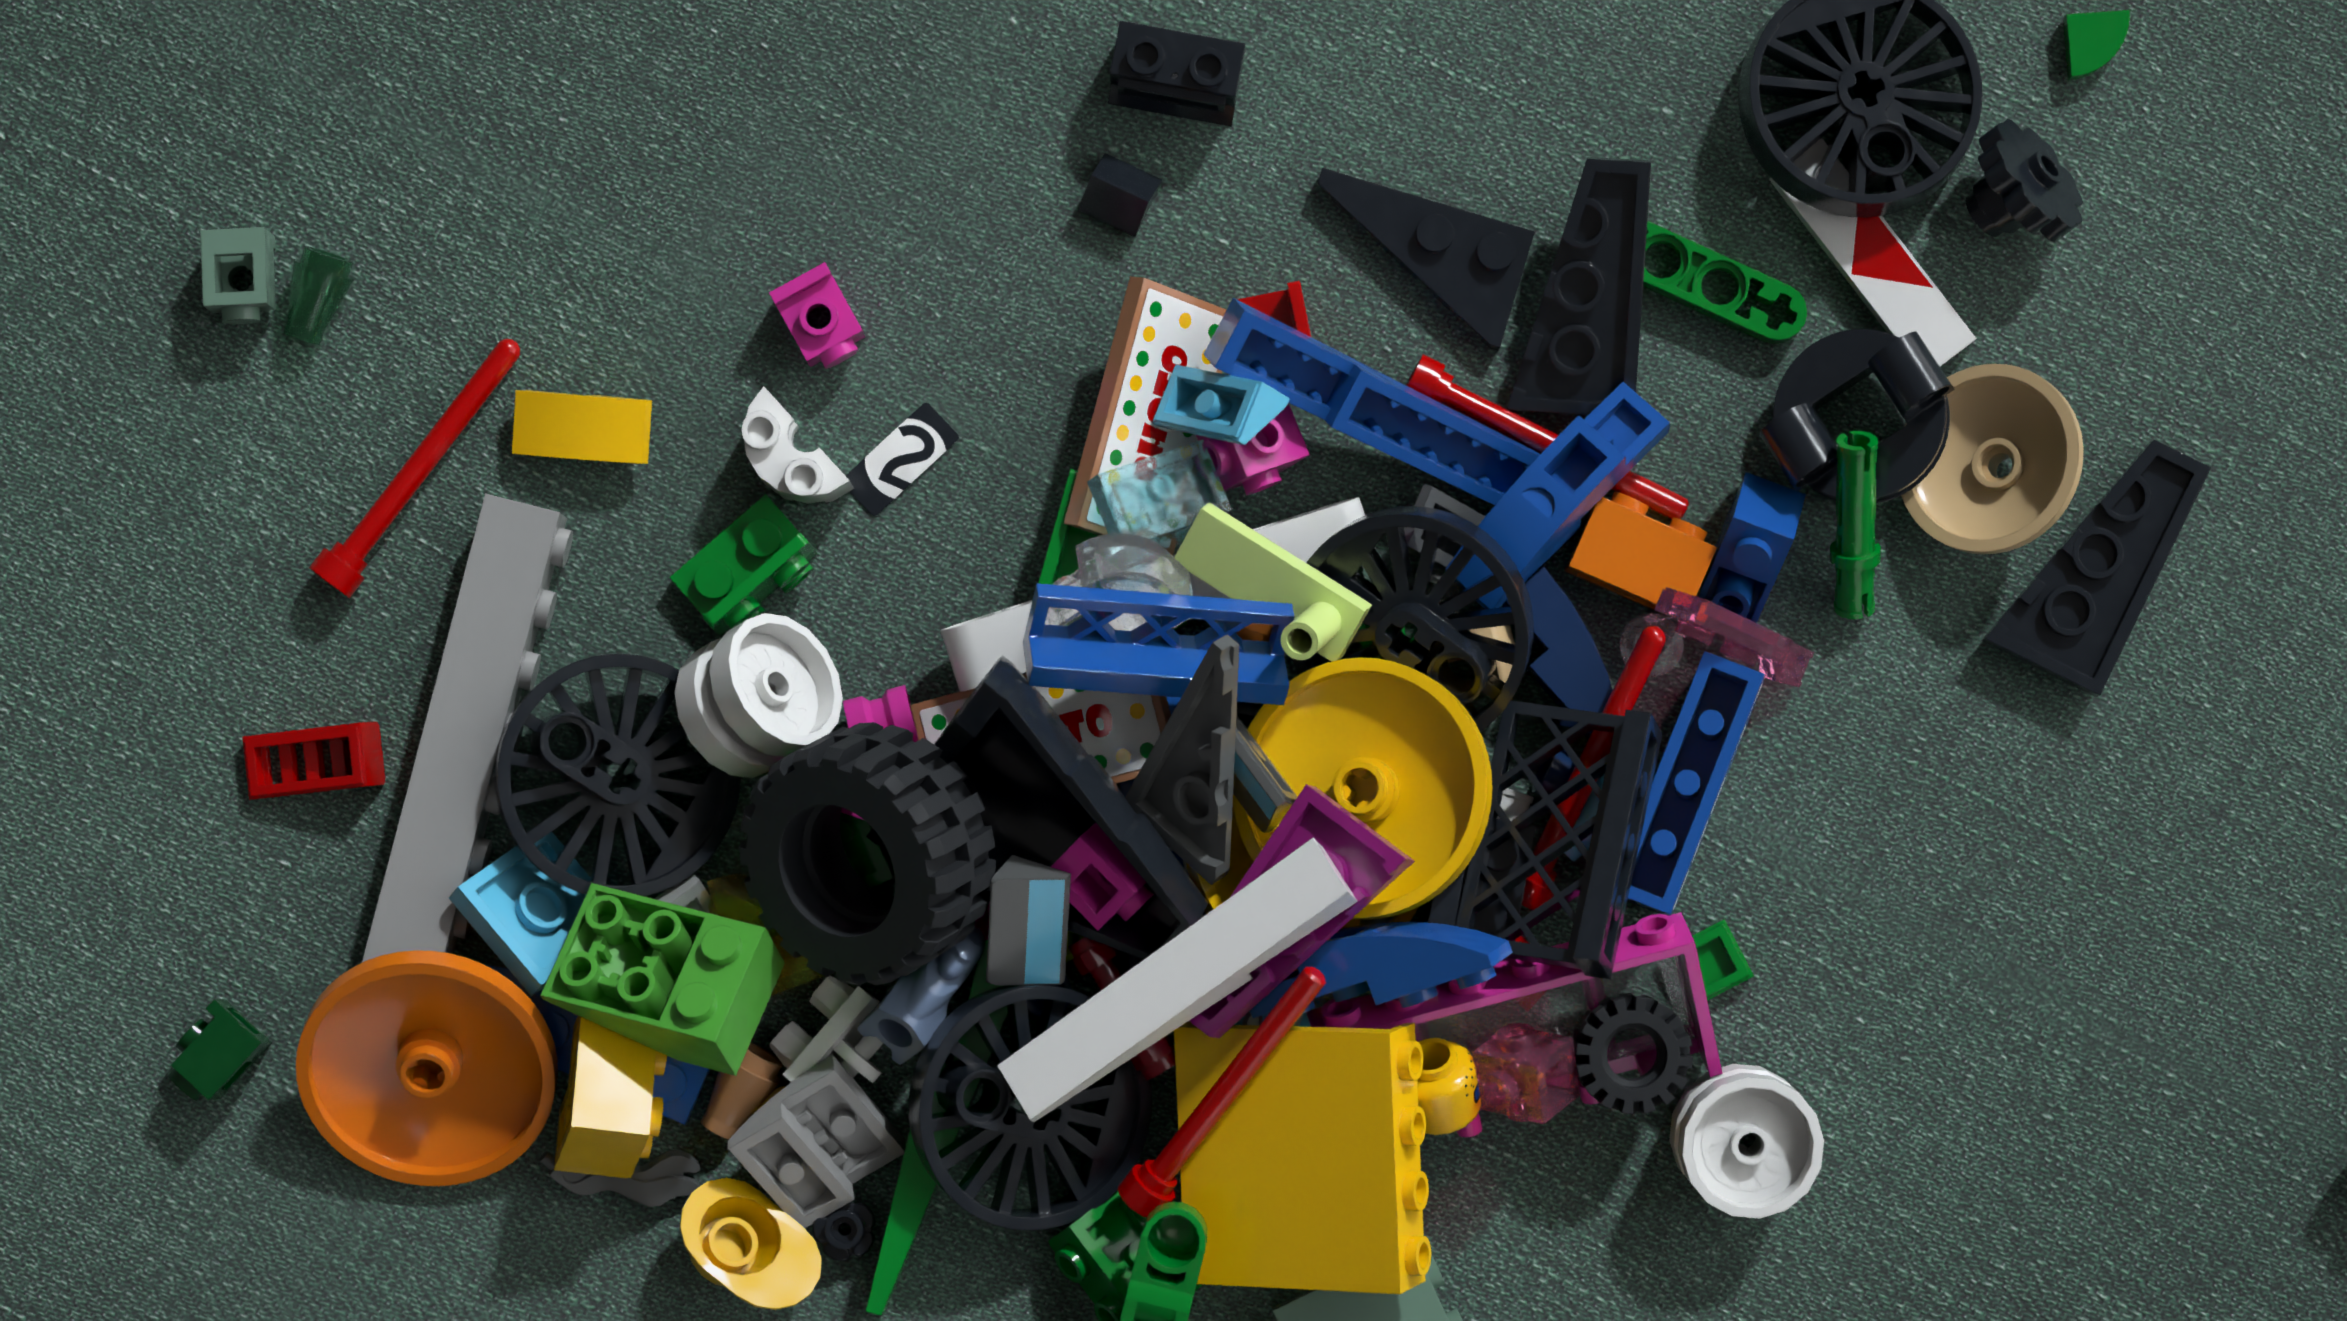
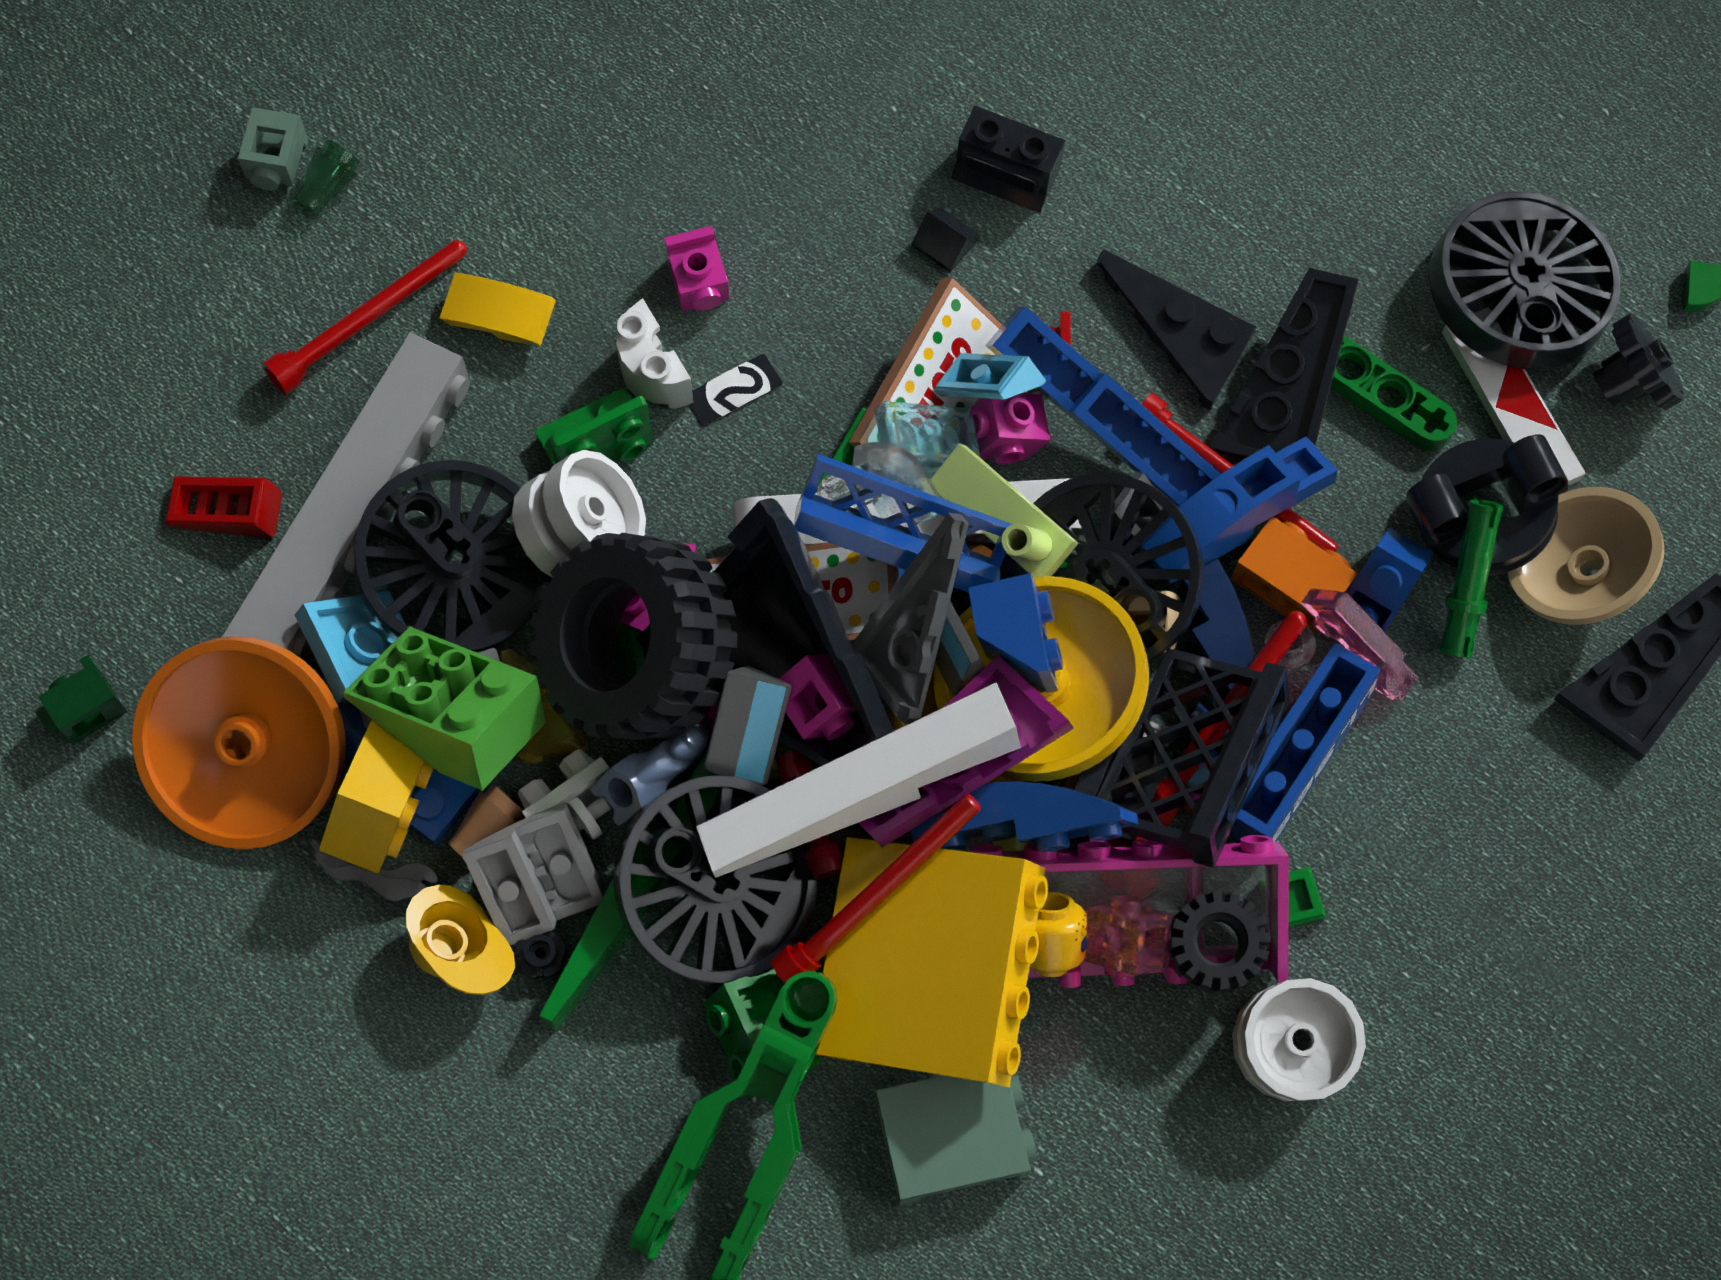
camera: 10 degrees right, 15 degrees down
(1318, 742) = (1012, 624): none -> blue slope

